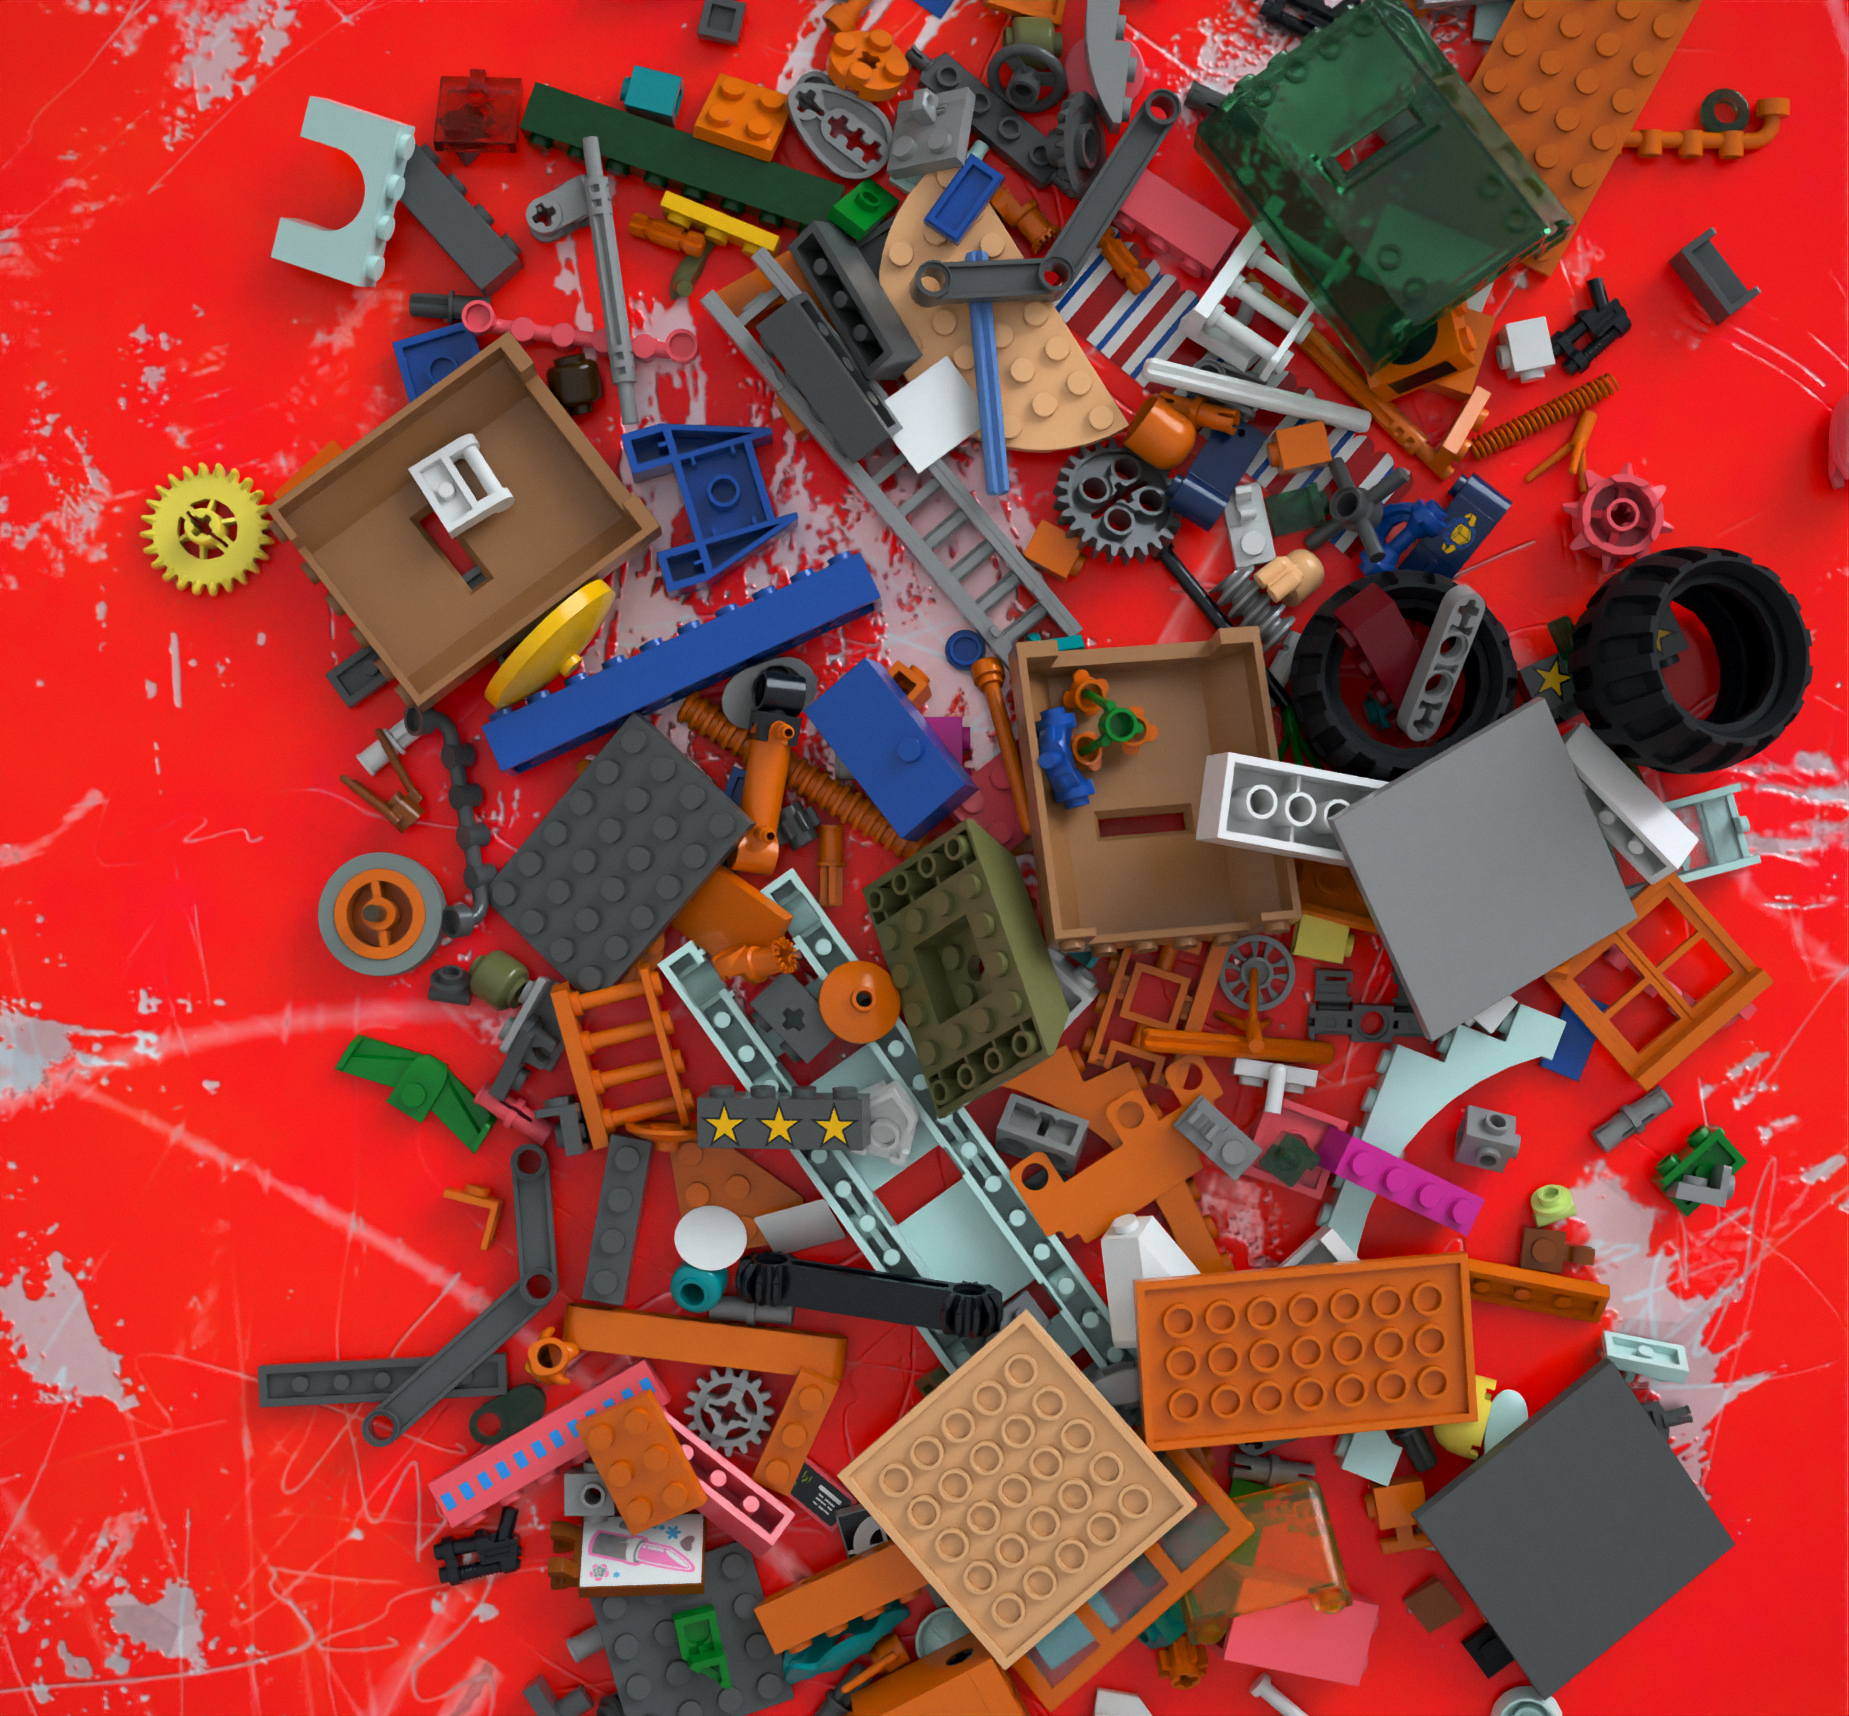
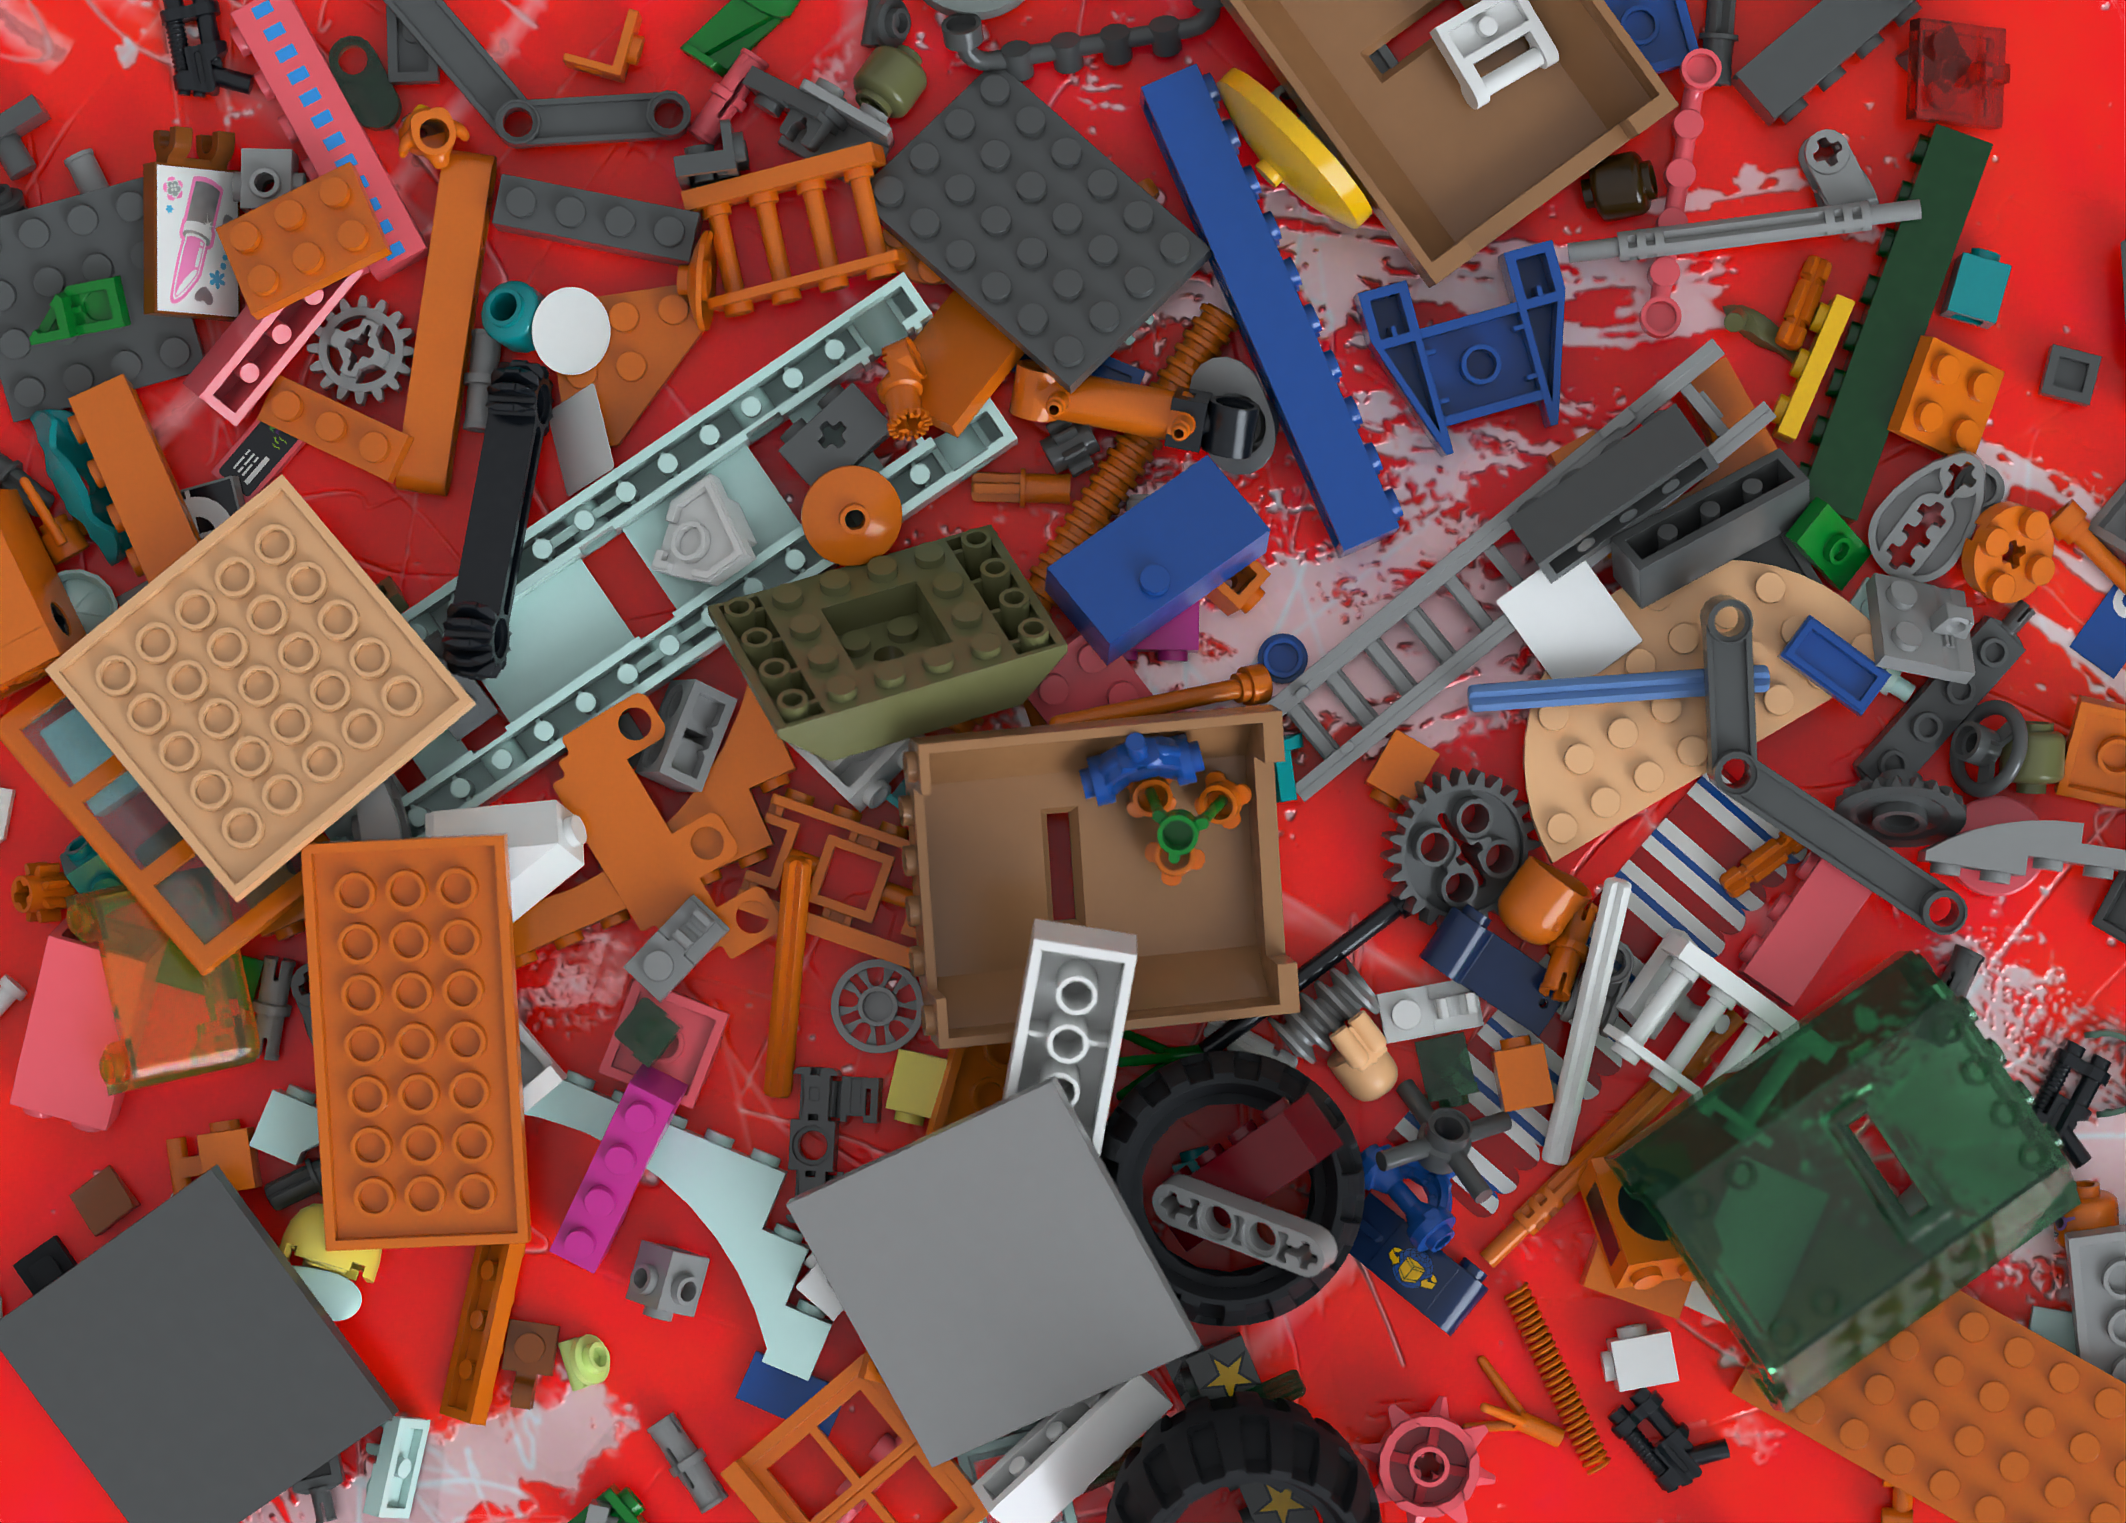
camera: 90 degrees right, 0 degrees up
(783, 1119) = (711, 420): dark grey brick -> none
(1026, 219) = (1814, 745): orange connector -> none
(1251, 1025) = (812, 995): orange plant -> none
(1280, 1078) = (746, 1026): white plate -> none
(1469, 418) = (1523, 1265): orange plate -> none

